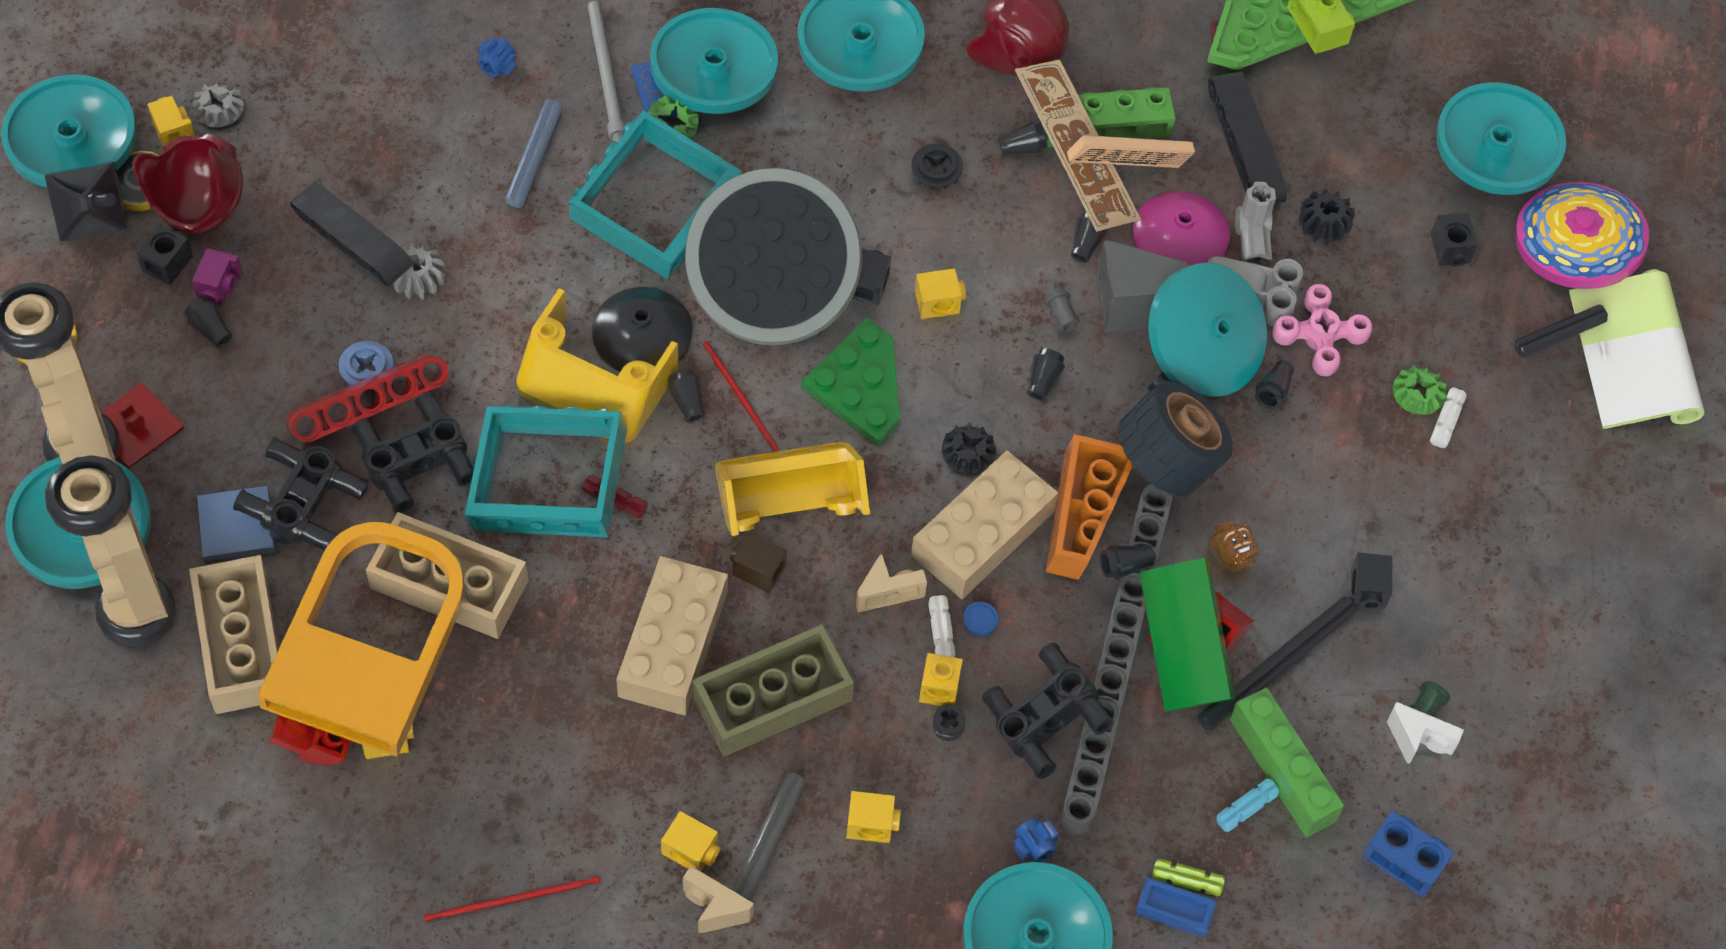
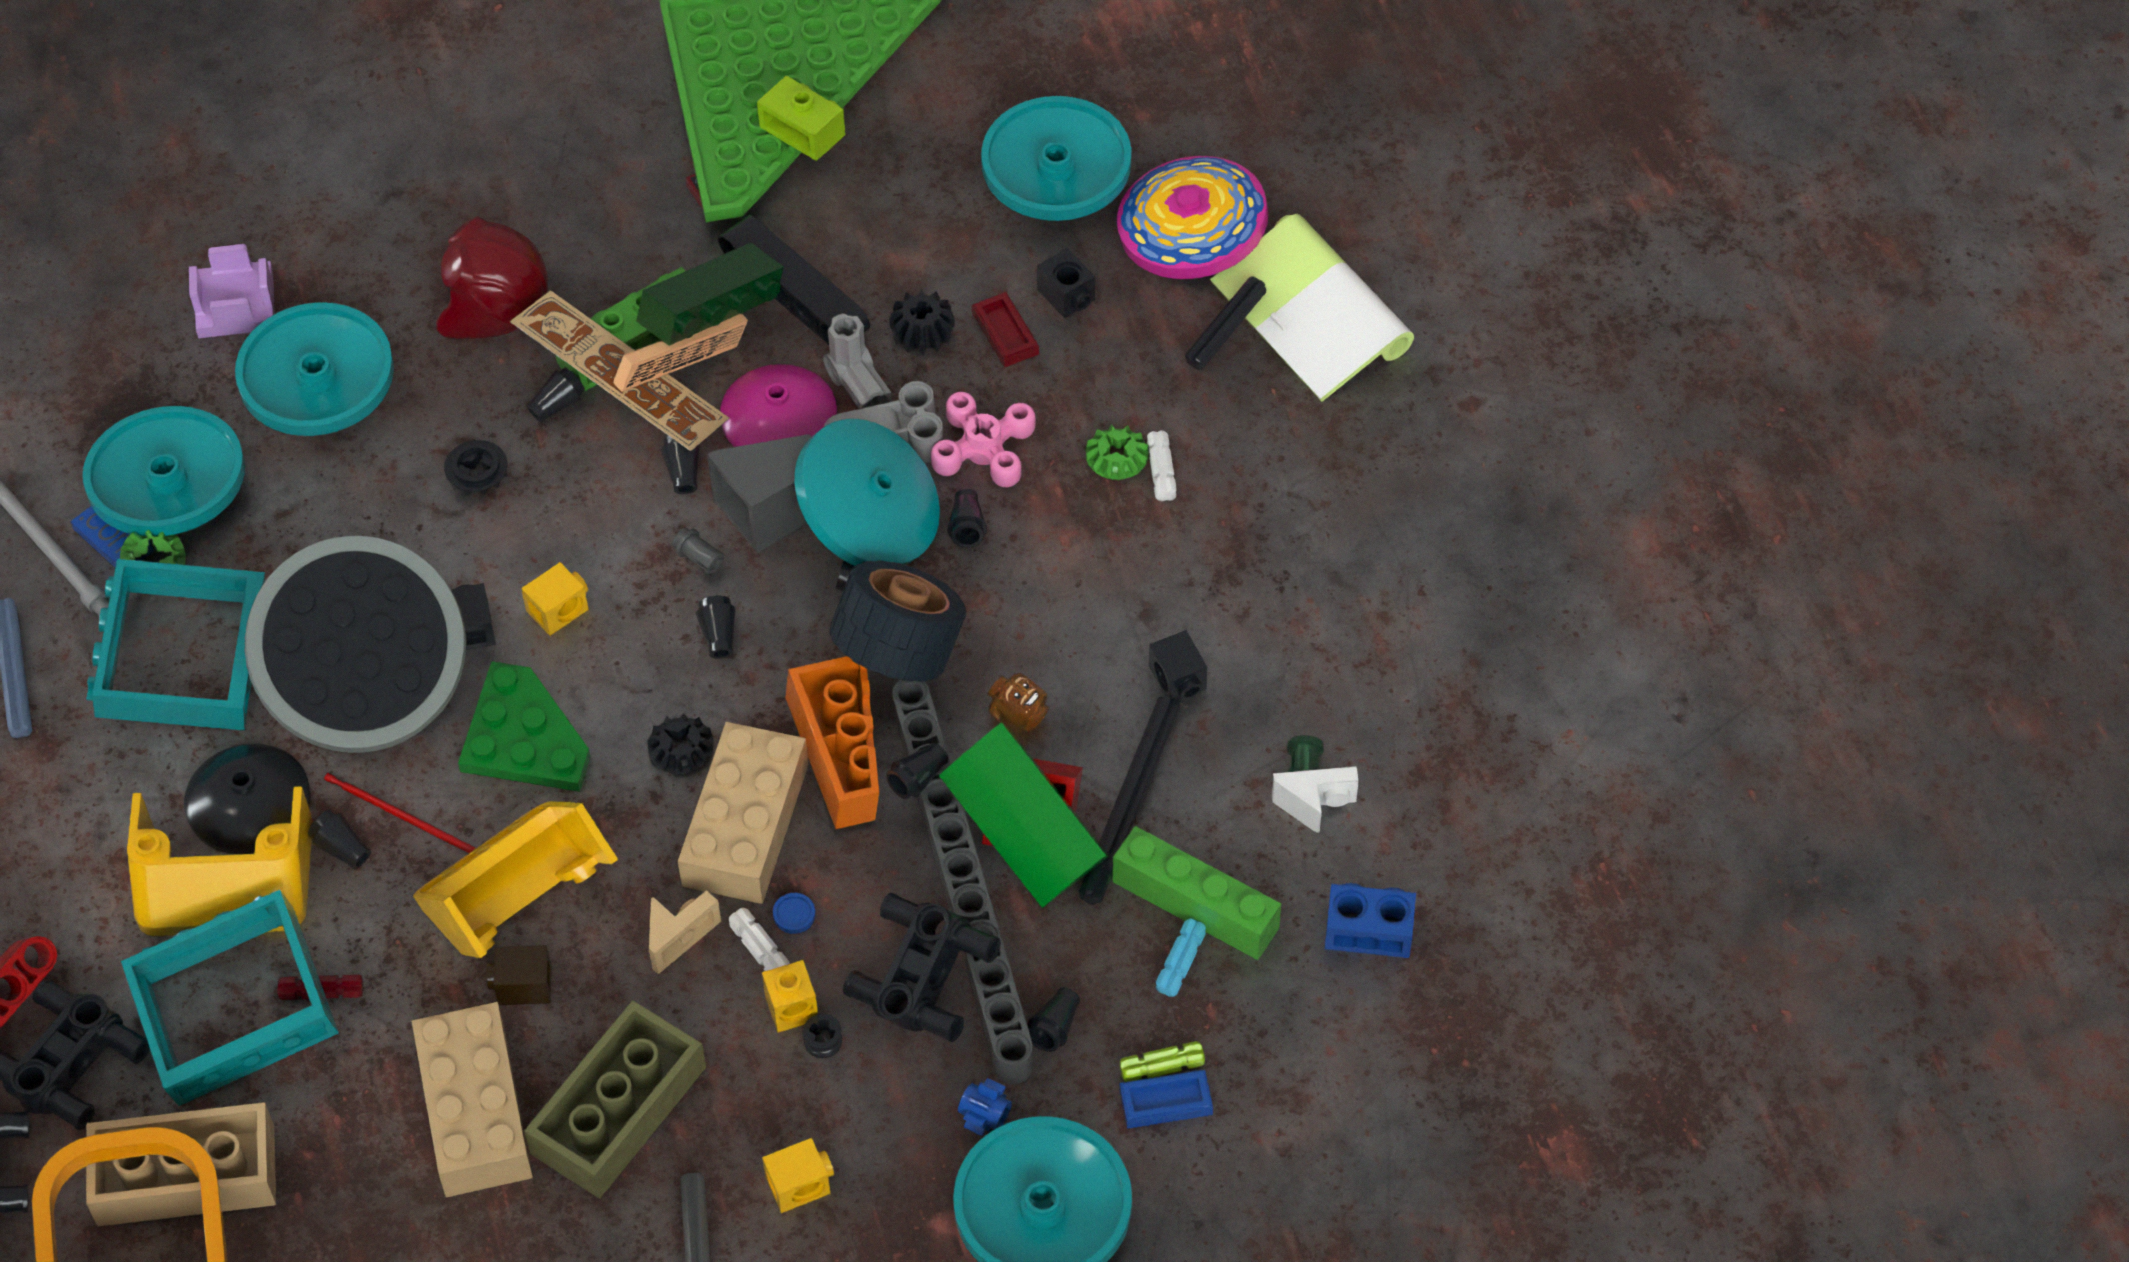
camera: 25 degrees left, 5 degrees down
(1124, 802) = (1052, 1023): none -> black cone
(1175, 118) = (709, 294): none -> dark green brick
(1387, 252) = (1005, 329): none -> dark red tile

